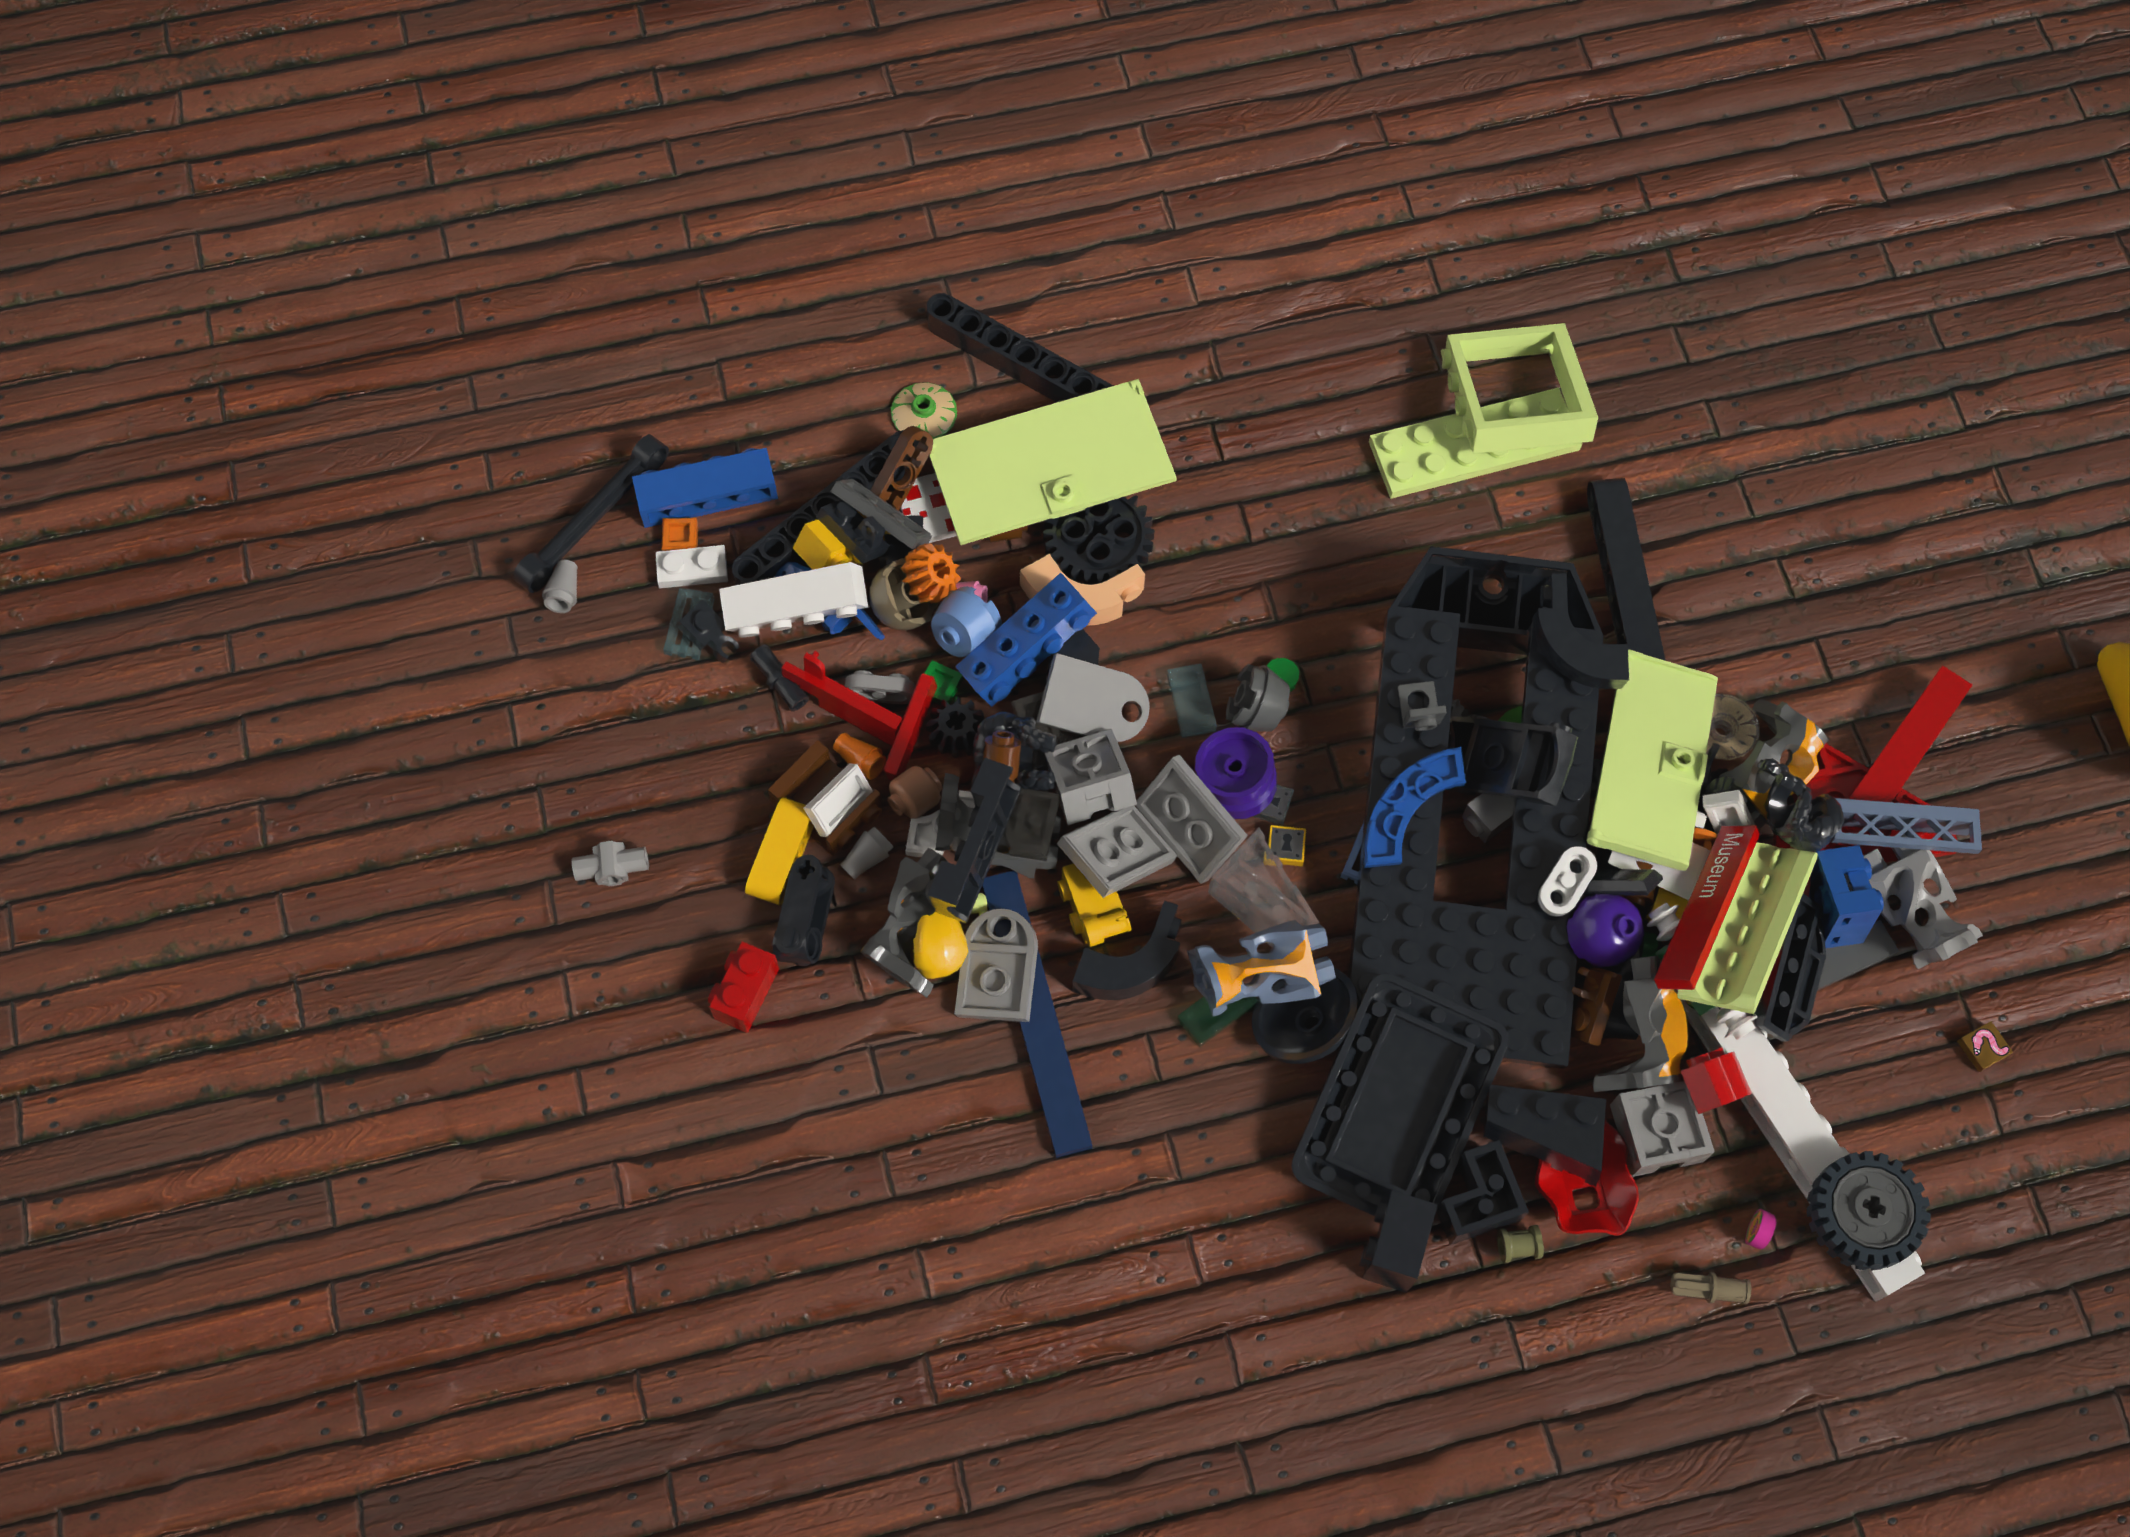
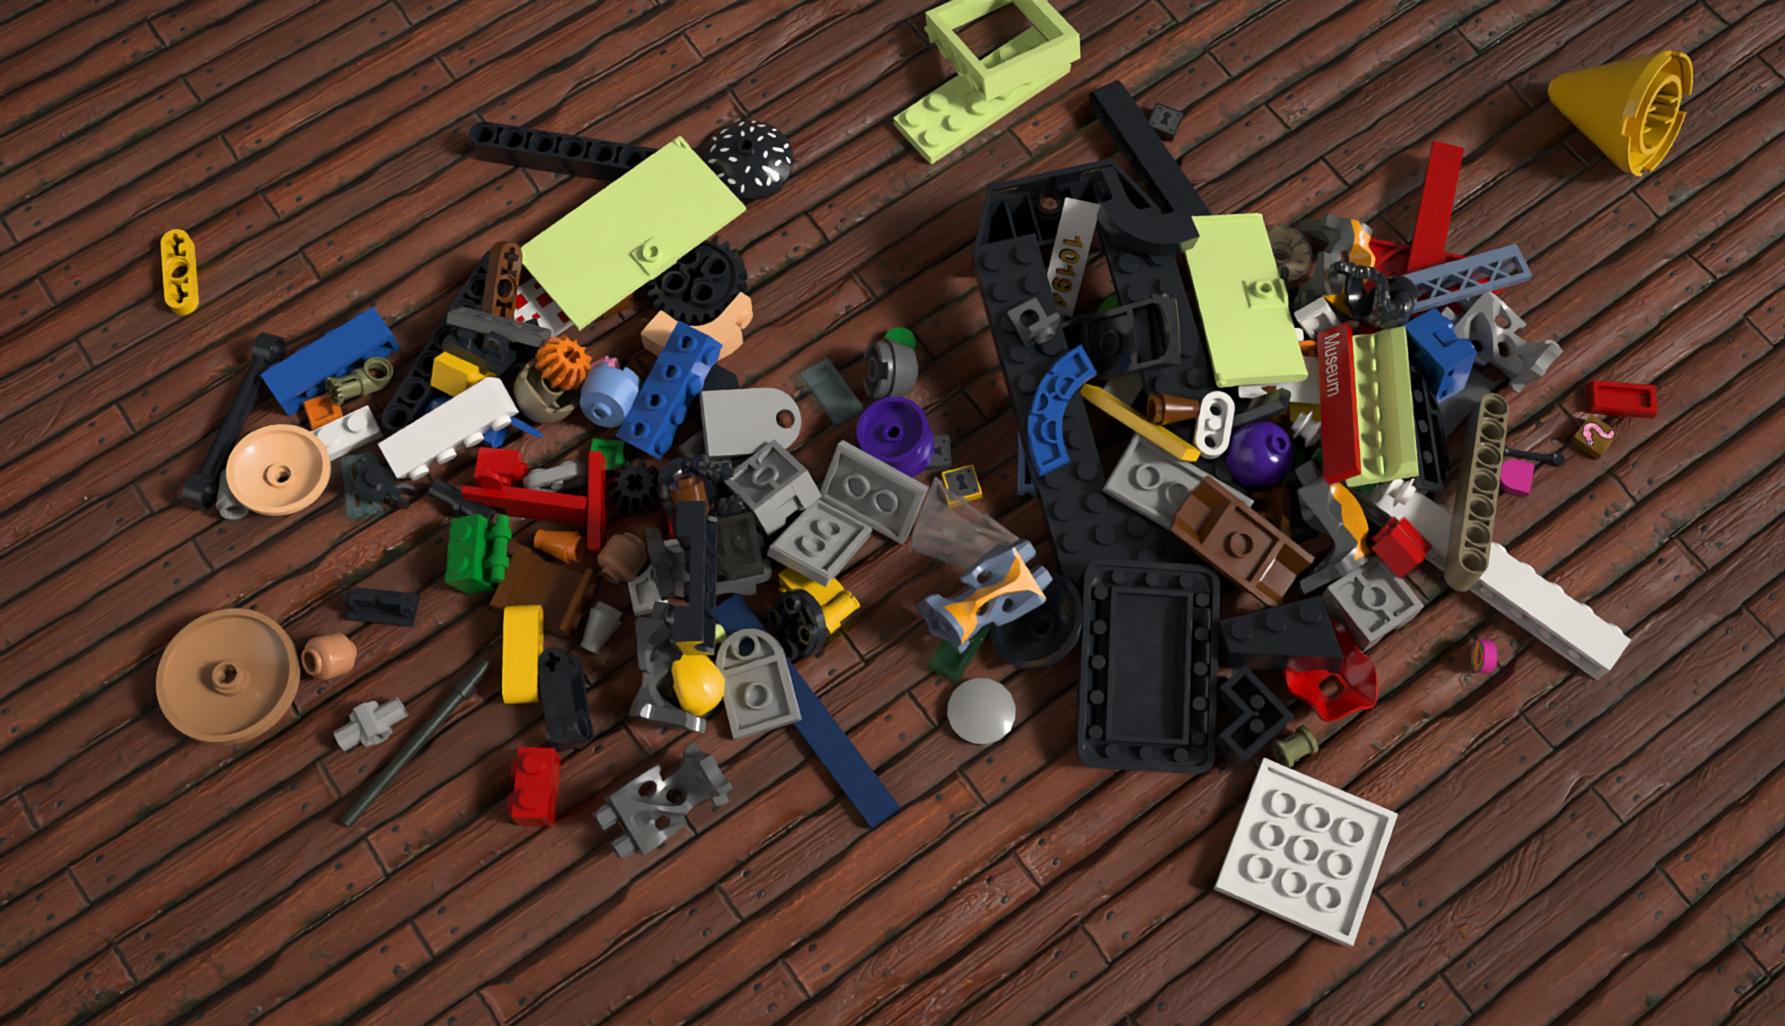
camera: 20 degrees left, 0 degrees up
(493, 766) = (228, 676): none -> medium nougat dish
(595, 782) = (329, 656): none -> nougat head
(597, 356) = (170, 262): none -> yellow beam
(610, 562) = (274, 454): none -> light nougat dish
(664, 752) = (382, 606): none -> black hinge
(711, 863) = (463, 689): none -> pearl dark grey bar
(724, 518) = (359, 381): none -> olive connector
(775, 734) = (477, 553): none -> green brick
(834, 653) = (505, 463): none -> red brick
(838, 799) = (557, 590): white tile -> none
(901, 1038) = (695, 777): none -> dark grey hips
(936, 419) = (516, 227): tan dish -> none
(1062, 924) = (798, 623): none -> black tile
(1131, 975) = (869, 649): black arch -> none
(1200, 442) = (750, 172): none -> black dish
(1213, 1083) = (981, 711): none -> light grey dish
(1401, 1241) = (1199, 785): black brick -> none
(1487, 1354) = (1306, 852): none -> white plate
(1491, 851) = (1140, 423): none -> yellow tile
(1492, 649) = (1071, 252): none -> white sticker
(1501, 940) = (1155, 481): none -> light grey tile
(1526, 847) = (1170, 409): none -> reddish brown cone
(1543, 1013) = (1238, 542): none -> reddish brown piece
(1659, 540) = (1166, 121): none -> tile
(1711, 1287) = (1464, 721): dark tan axle -> none
(1824, 1056) = (1477, 493): none -> dark tan beam
(1844, 1222) = (1567, 606): wheel -> none
(1879, 1056) = (1516, 477): none -> dark pink tile
(1932, 1055) = (1556, 459): none -> black hinge
(2034, 1018) = (1622, 399): none -> red tile

